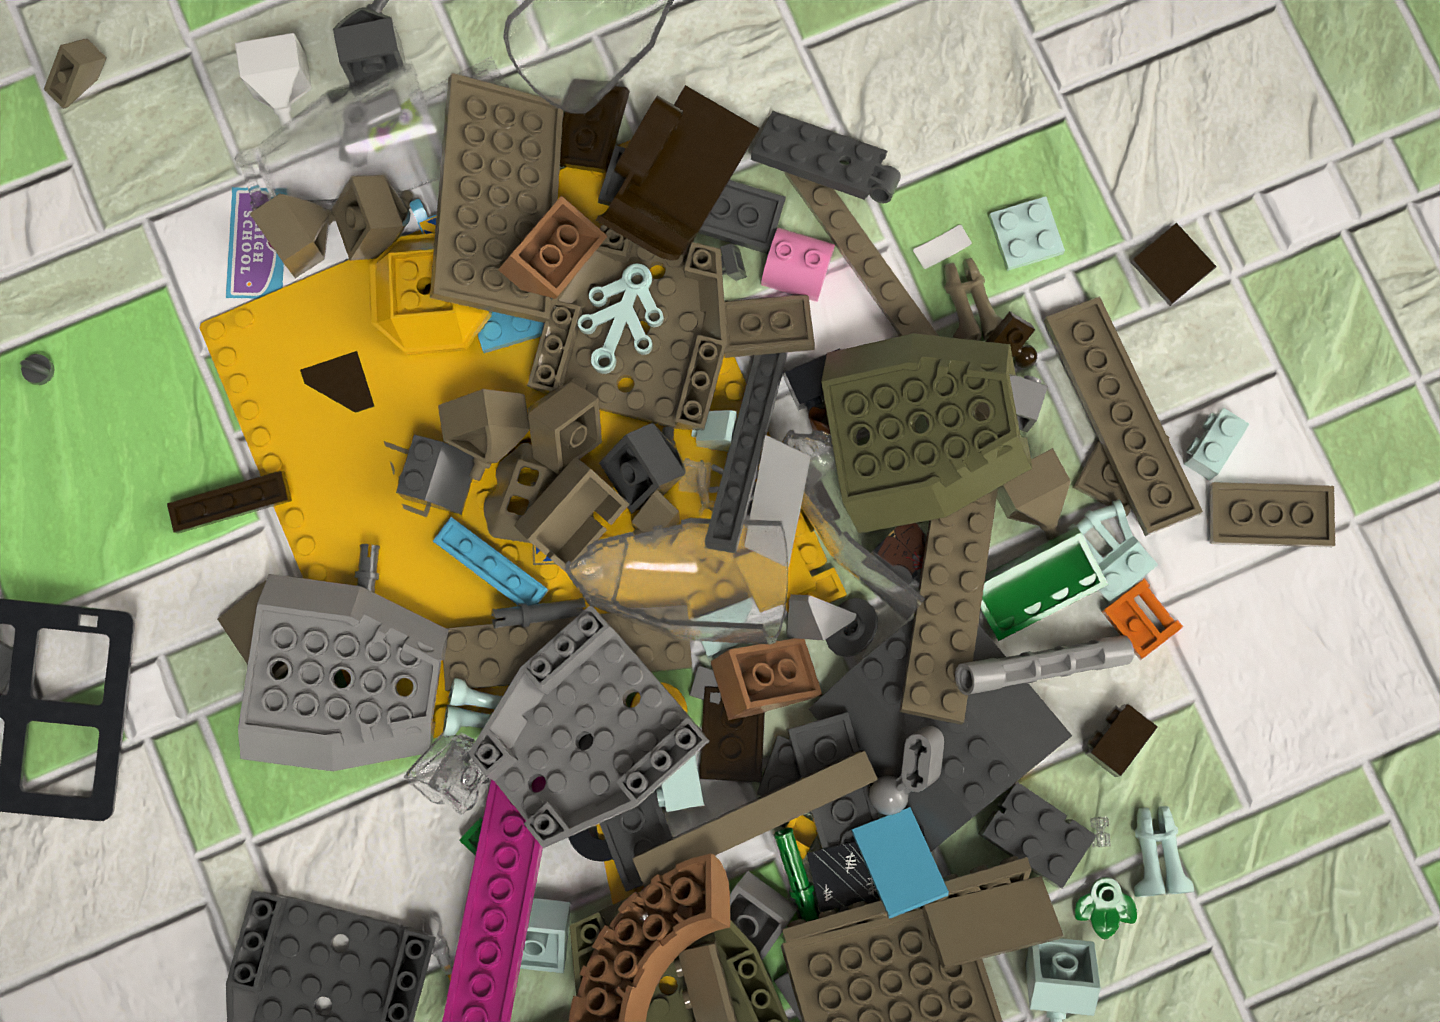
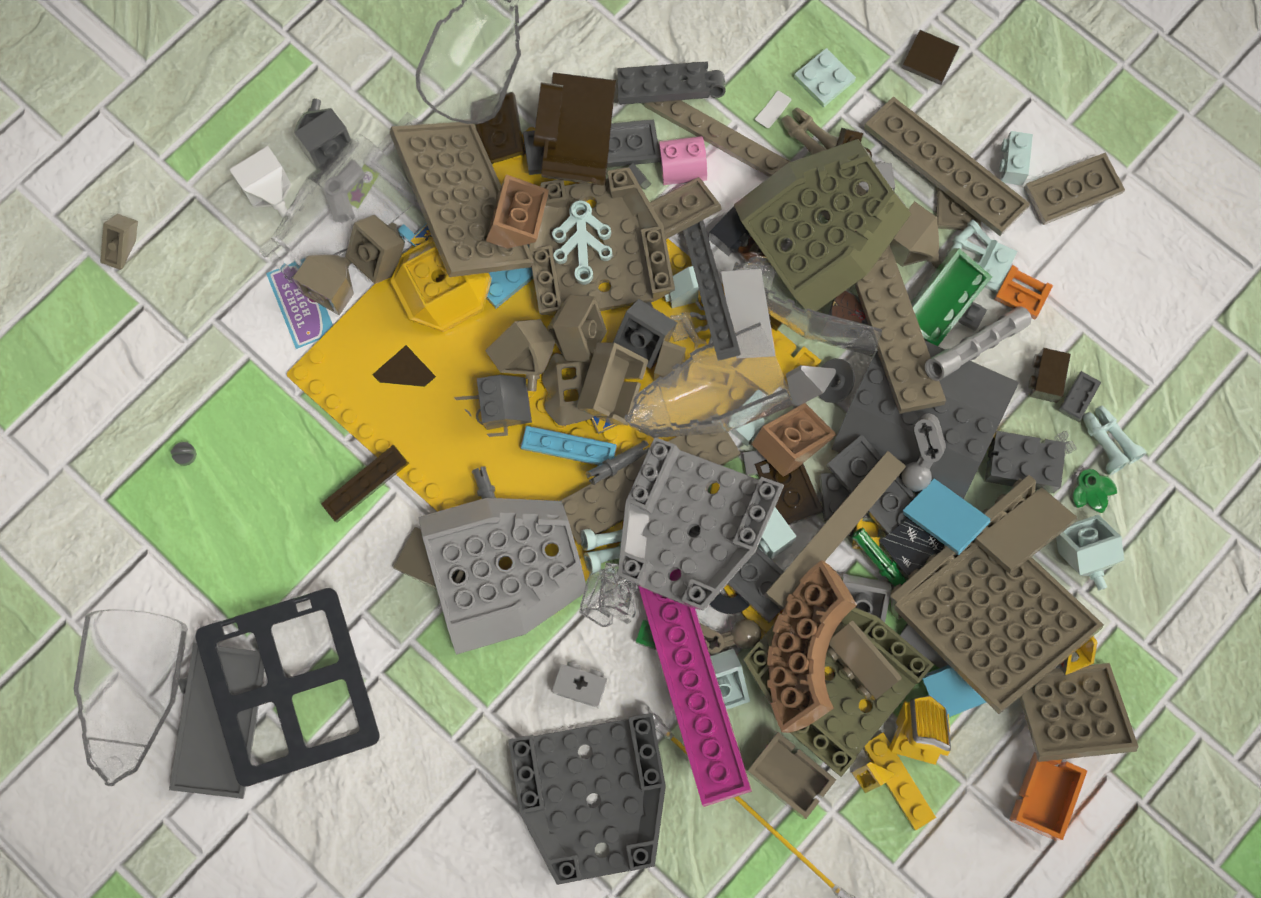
camera: 25 degrees left, 5 degrees down
(353, 859) = (589, 695): none -> light grey brick
(592, 890) = (744, 634): none -> dark tan beam
(1064, 621) = (973, 316): none -> dark grey tile
(1147, 782) = (1079, 396): none -> dark grey plate

